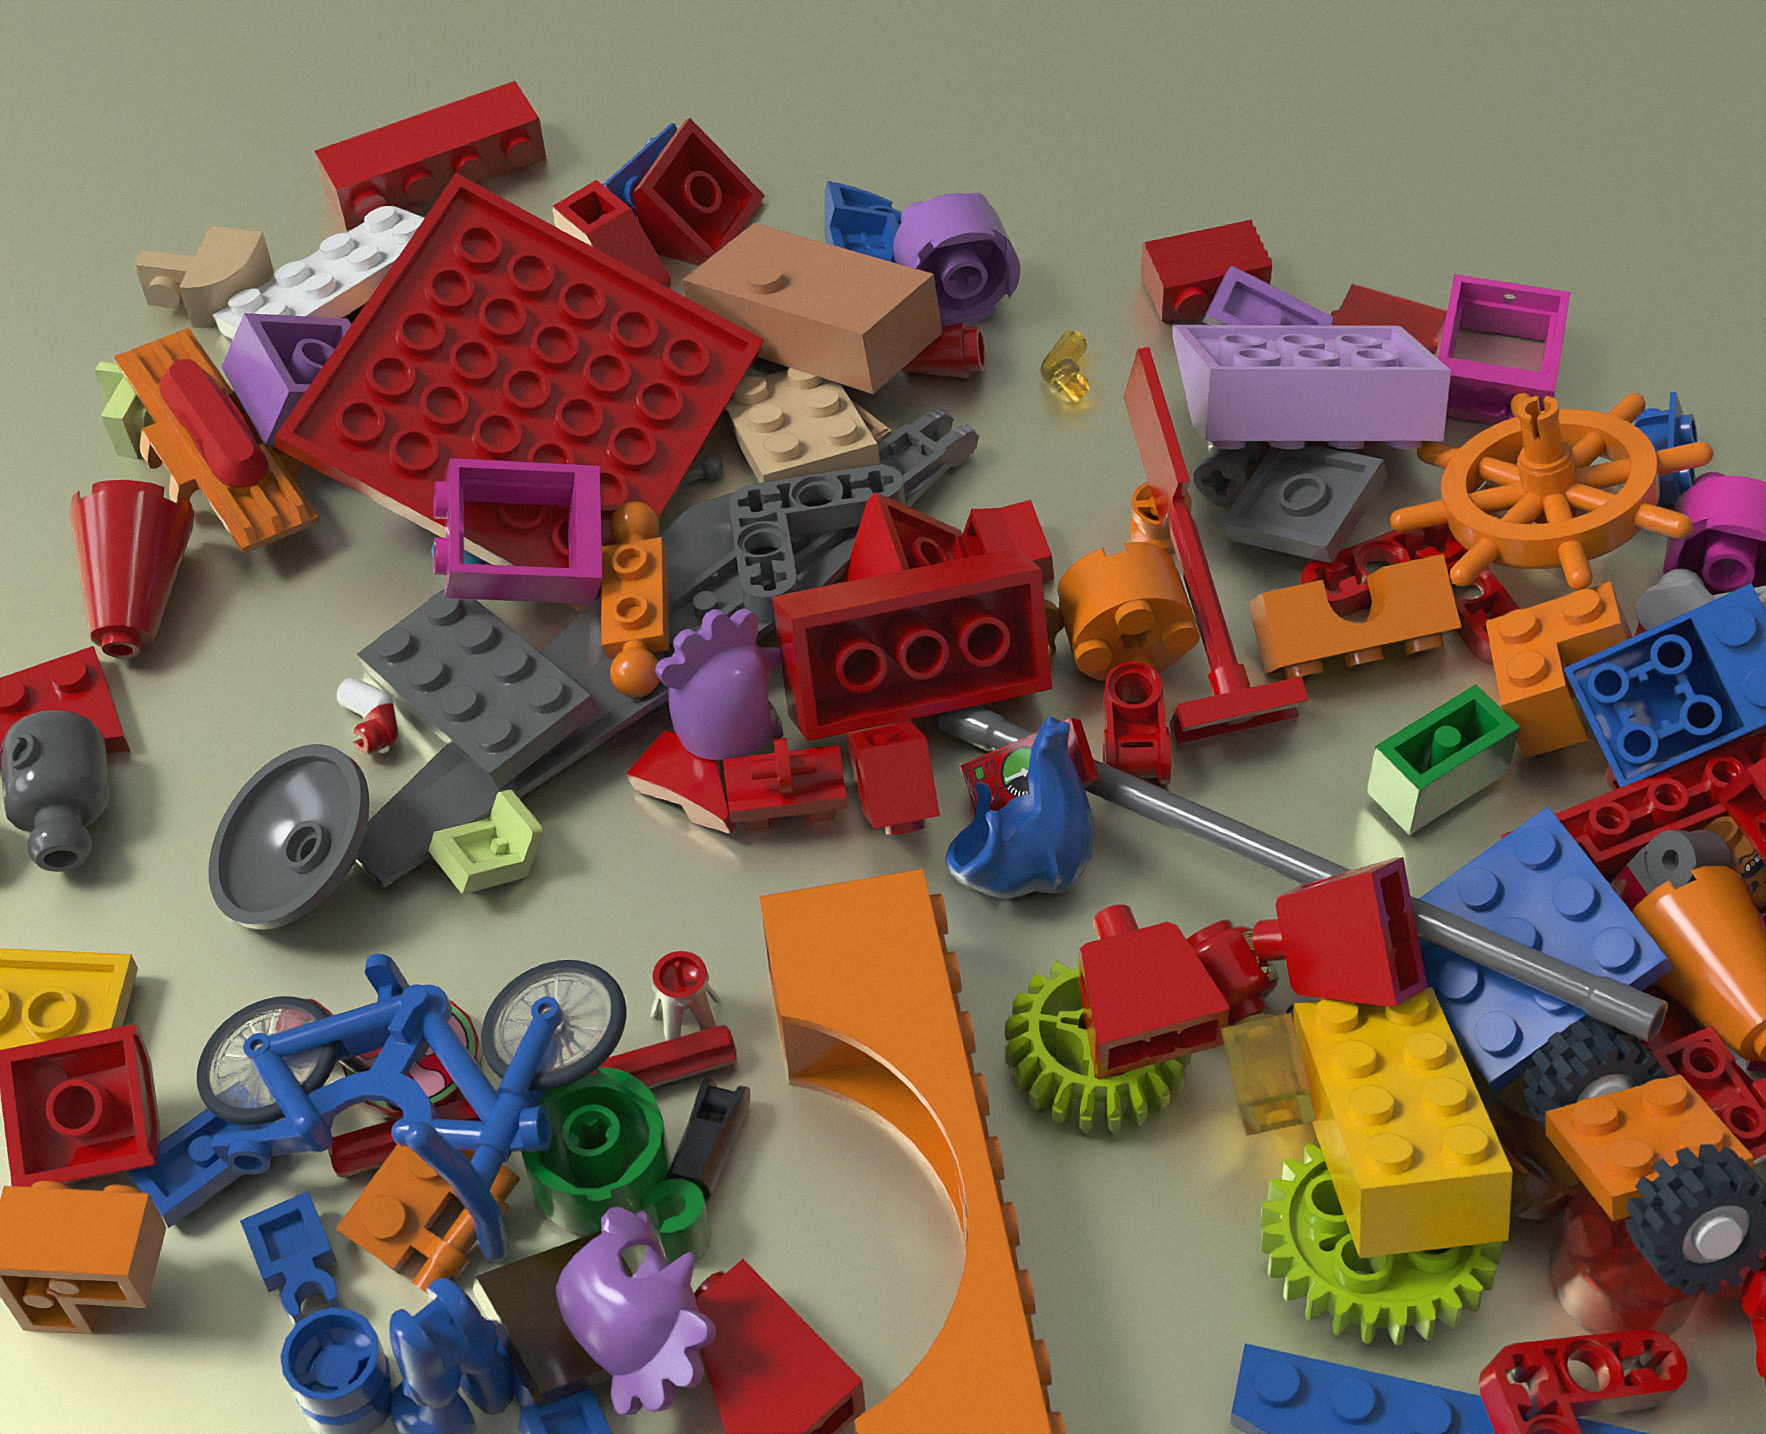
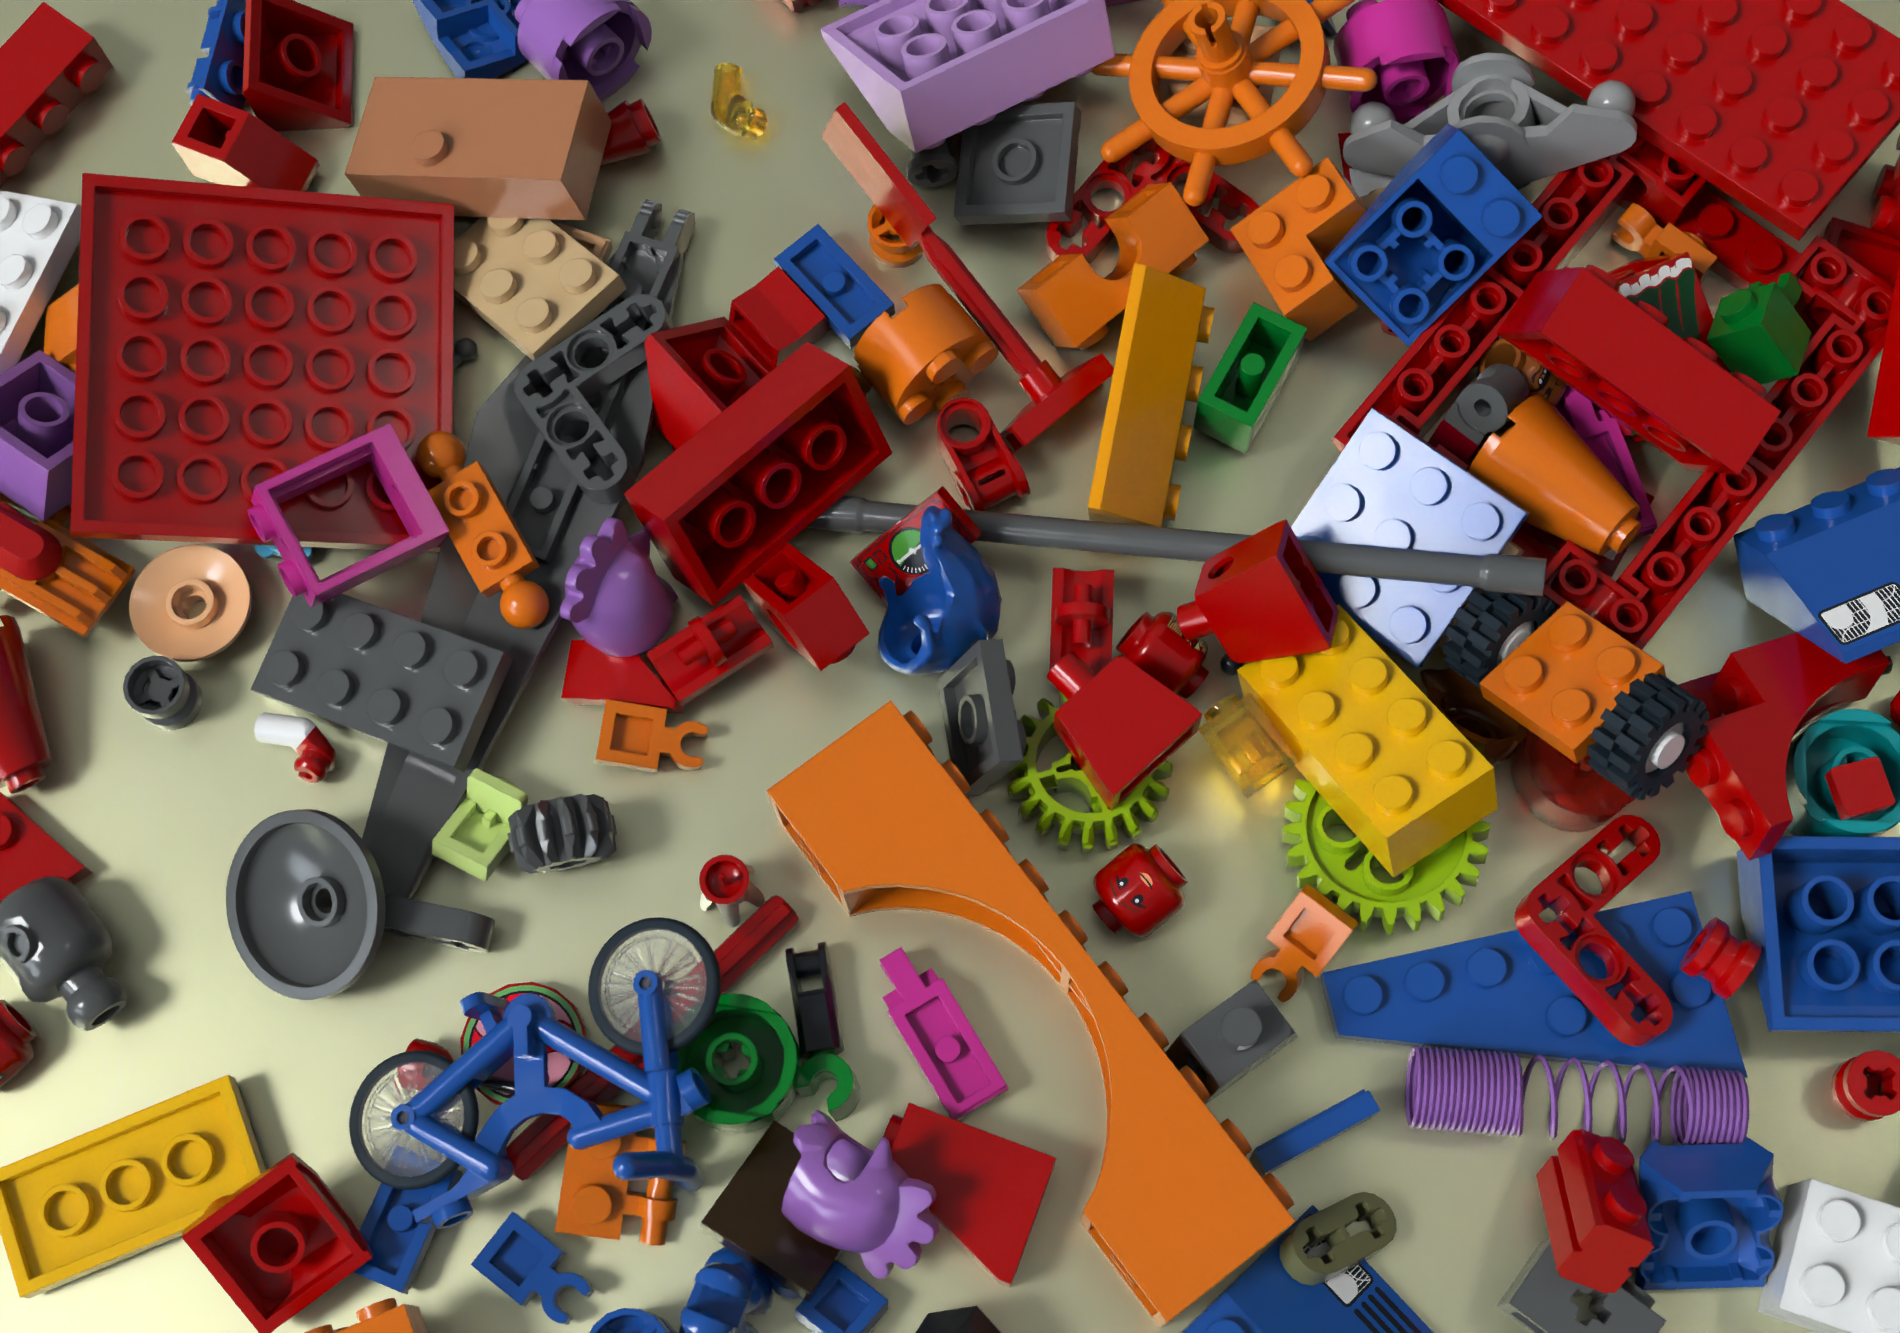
camera: 25 degrees left, 20 degrees up
(279, 624) = (152, 683): none -> dark grey wheel
(348, 564) = (172, 585): none -> light nougat dish
(394, 911) = (437, 924): none -> dark grey beam
(554, 877) = (562, 833): none -> dark grey gear
(678, 834) = (637, 736): none -> orange plate
(812, 1227) = (940, 1038): none -> dark pink hinge
(1009, 948) = (980, 715): none -> dark grey hinge
(1071, 524) = (834, 284): none -> blue plate
(1089, 1176) = (1139, 890): none -> red head
(1112, 1356) = (1232, 1039): none -> dark grey torso
(1168, 890) = (1082, 616): none -> red hips
(1245, 1294) = (1307, 938): none -> orange plate
(1325, 721) = (1148, 399): none -> light orange slope

